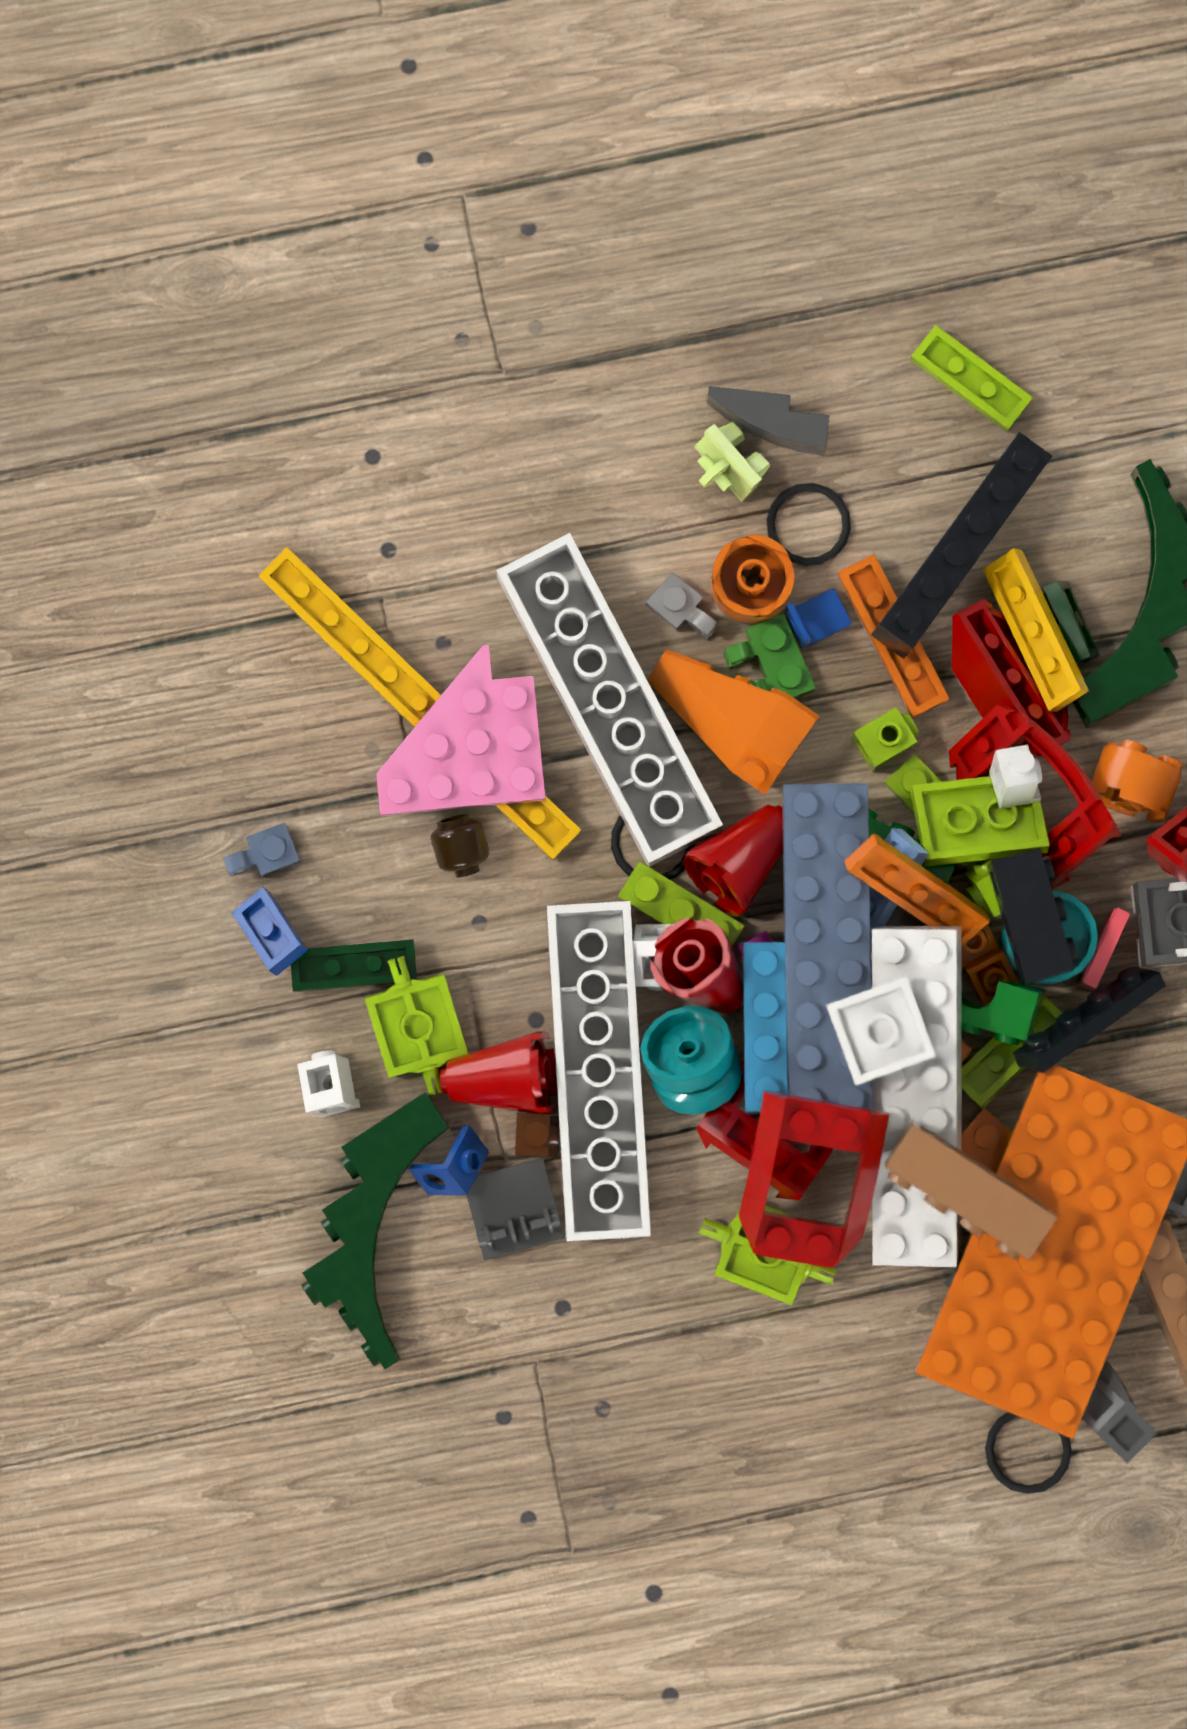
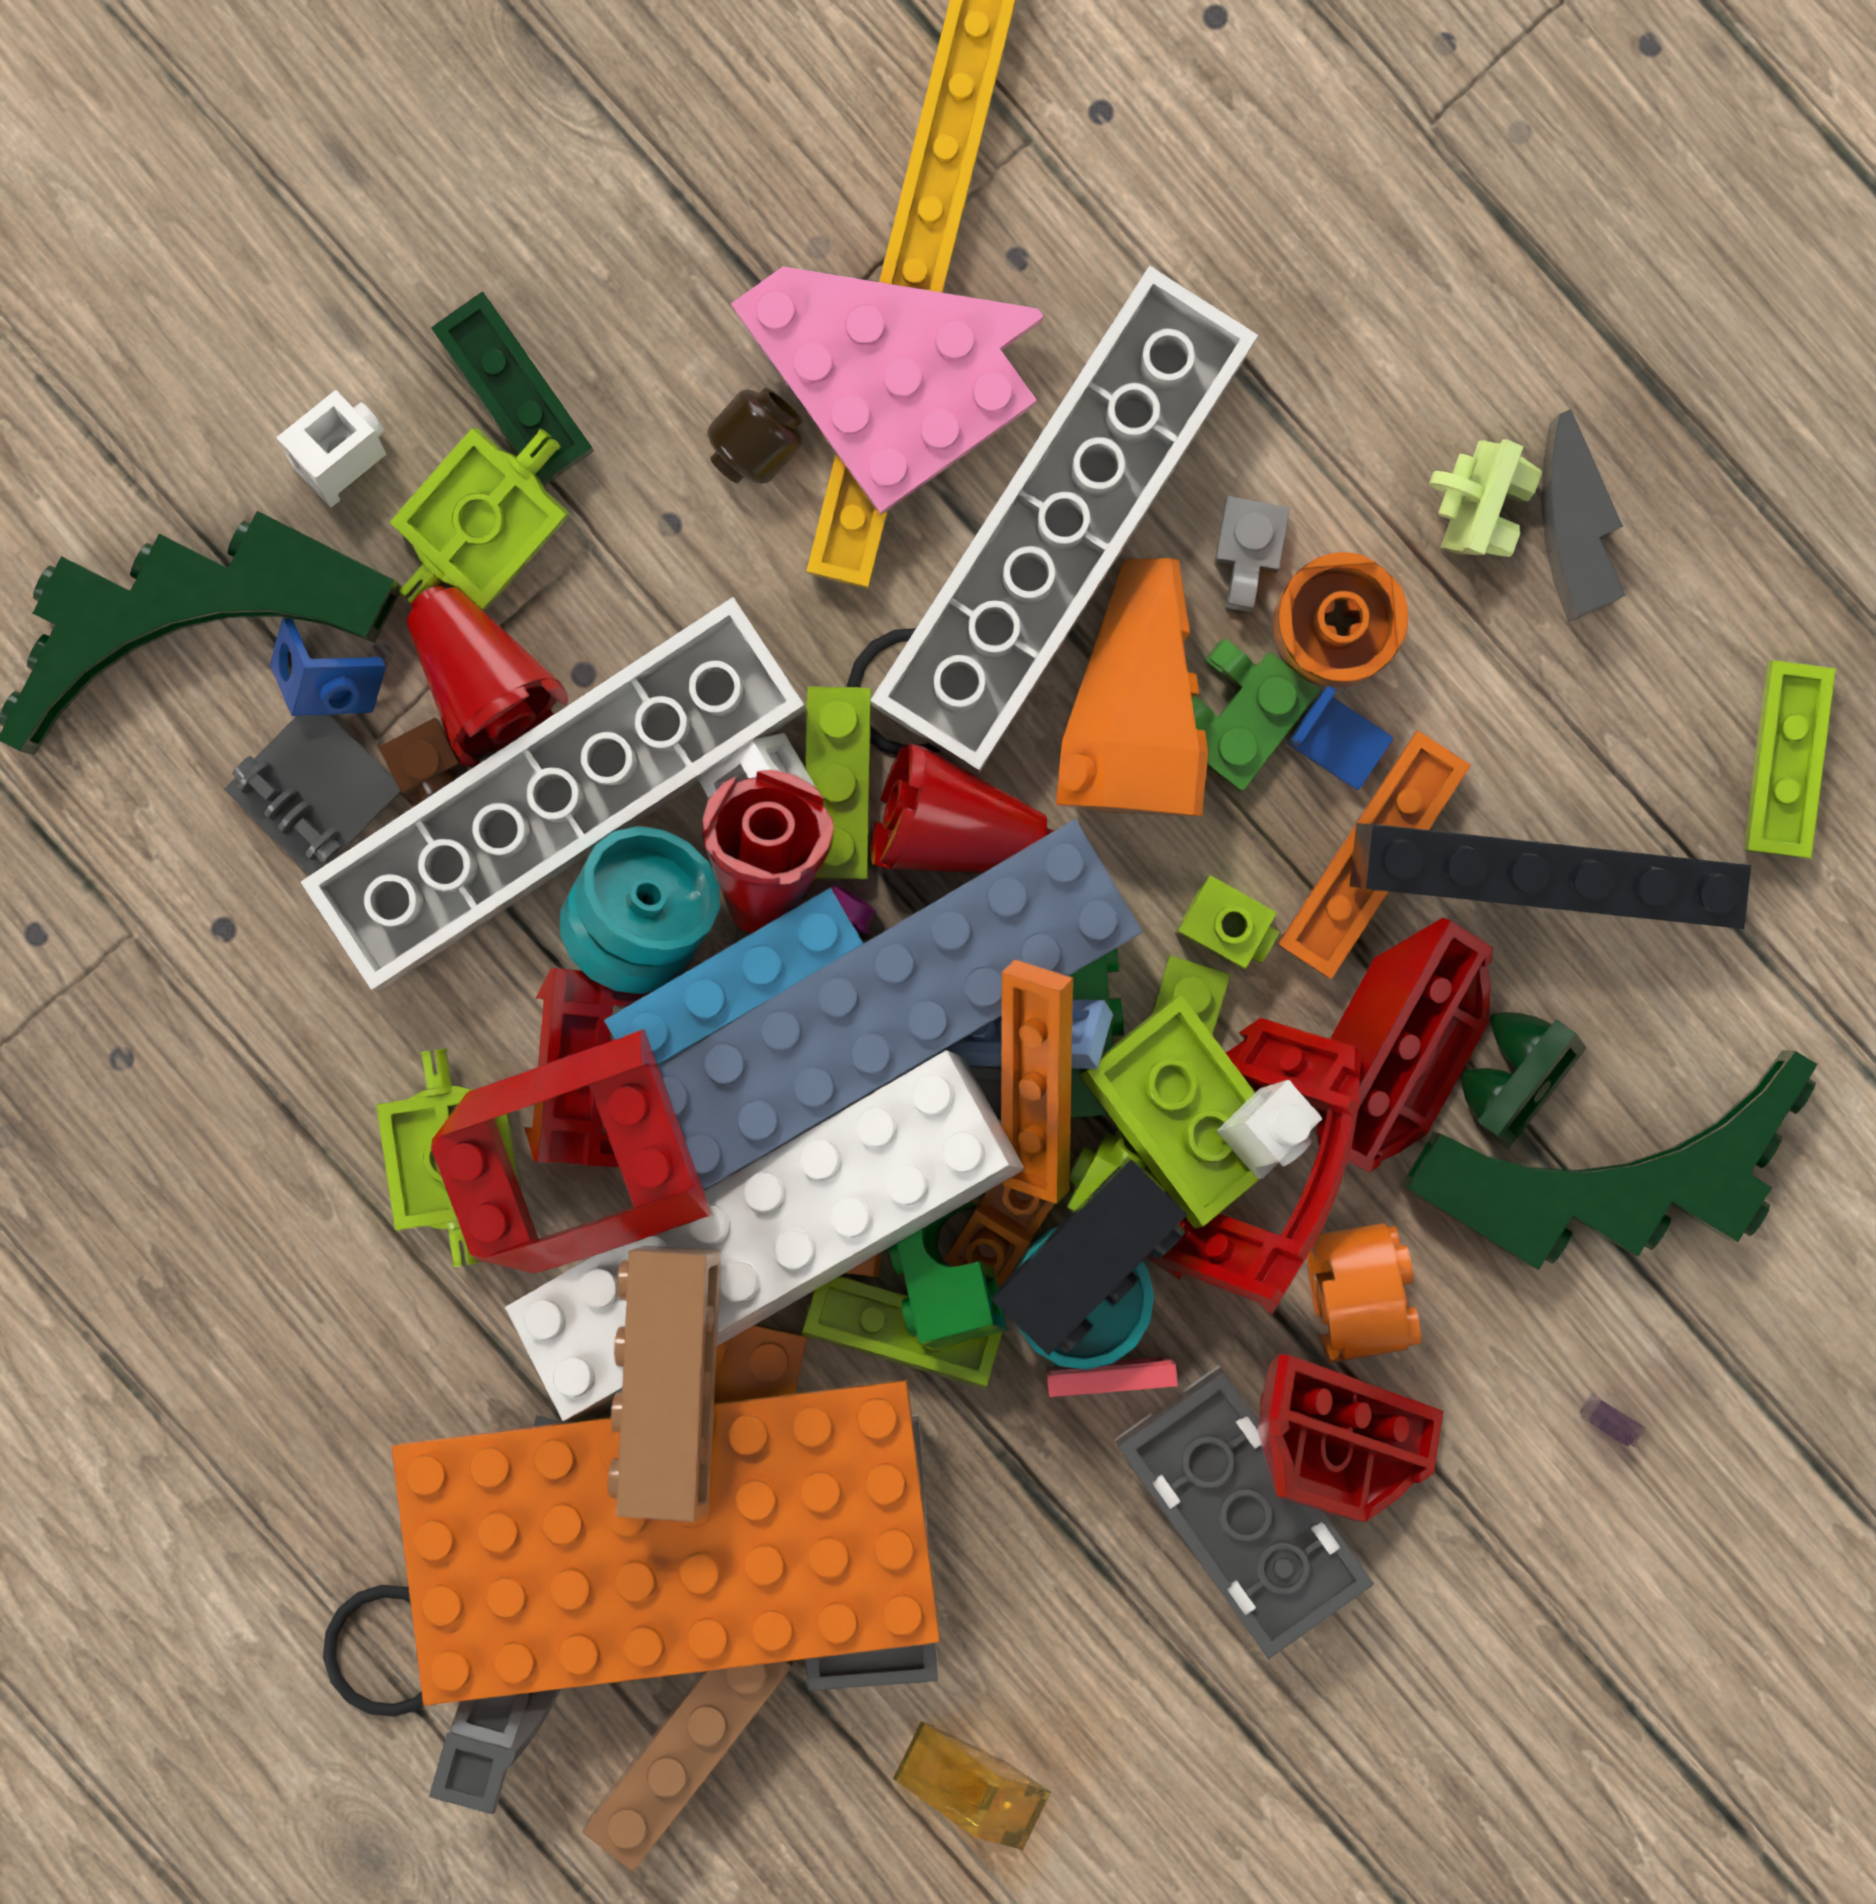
camera: 60 degrees right, 5 degrees up
(269, 851) = (600, 187): sand blue plate -> none
(269, 931) = (491, 249): plate -> none
(846, 527) = (1511, 685): black piece -> none
(881, 1030) = (811, 1140): white plate -> none
(1035, 630) = (1490, 1041): yellow plate -> none
(1087, 1020) = (1000, 1410): black plate -> none

